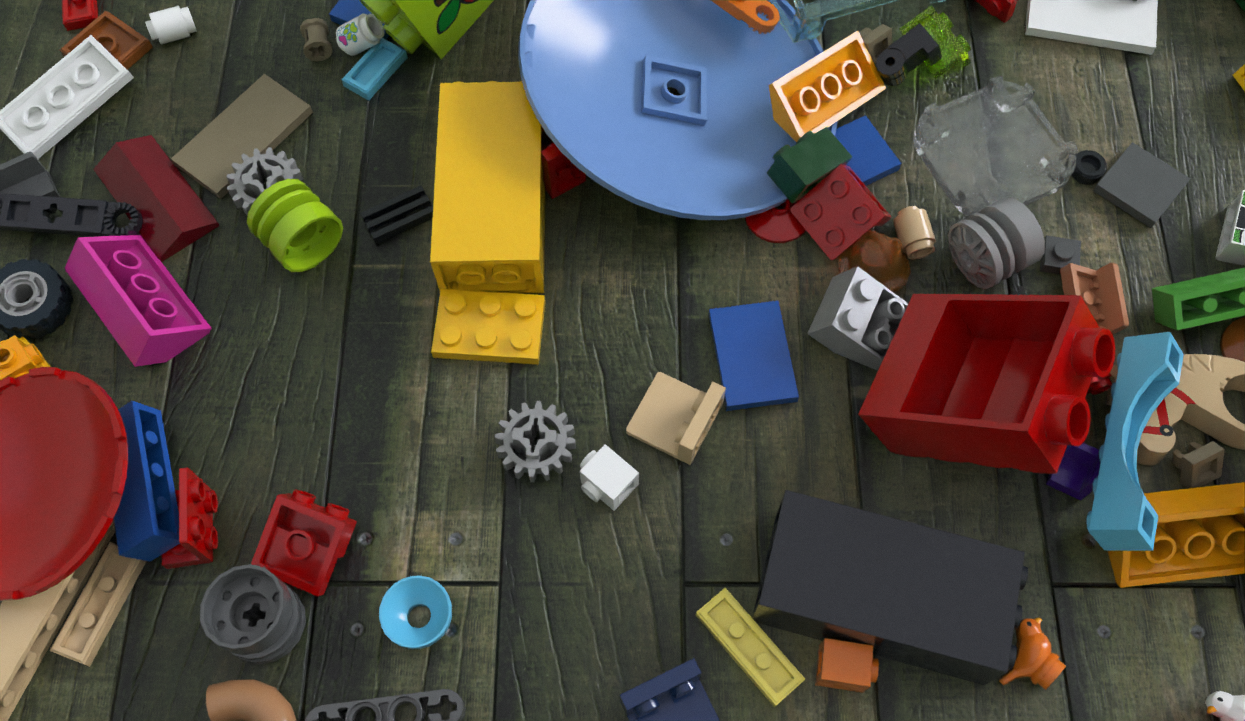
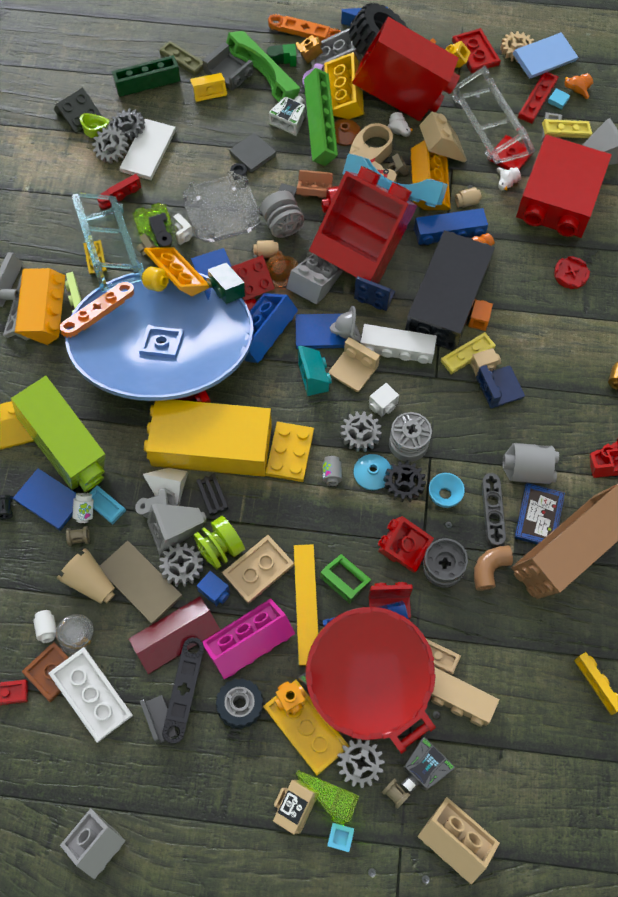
camera: 85 degrees left, 0 degrees up
(157, 61) = (74, 633): none -> clear piece
(211, 381) = (305, 599): none -> yellow tile
(222, 235) = (213, 589): none -> blue brick
(226, 430) = (338, 585): none -> bright green tile
(240, 58) = (87, 578): none -> tan cone
(259, 299) = (258, 569): none -> tan plate
(328, 157) = (173, 524): none -> light grey slope
(366, 131) = (165, 497): none -> light grey leg
(409, 144) = (167, 478): none -> white slope
(424, 542) = (403, 489): none -> black gear
(449, 397) = (332, 470): none -> light grey brick
(467, 490) = (367, 478): none -> medium azure dish
(534, 547) = (407, 445): none -> light grey wheel
(650, 336) = (313, 371): none -> teal slope
(726, 682) = (483, 358): none -> tan brick
(741, 248) = (269, 319): none -> blue slope
(742, 496) = (399, 343): none -> white brick
(755, 391) = (346, 326): none -> light grey helmet
(792, 51) = (155, 279): none -> yellow head
(852, 444) = (373, 294): none -> dark blue bracket
(919, 96) = (183, 228): none -> white bracket
(1066, 588) = (463, 223): none -> blue brick
(1159, 622) = (468, 197): none -> tan brick

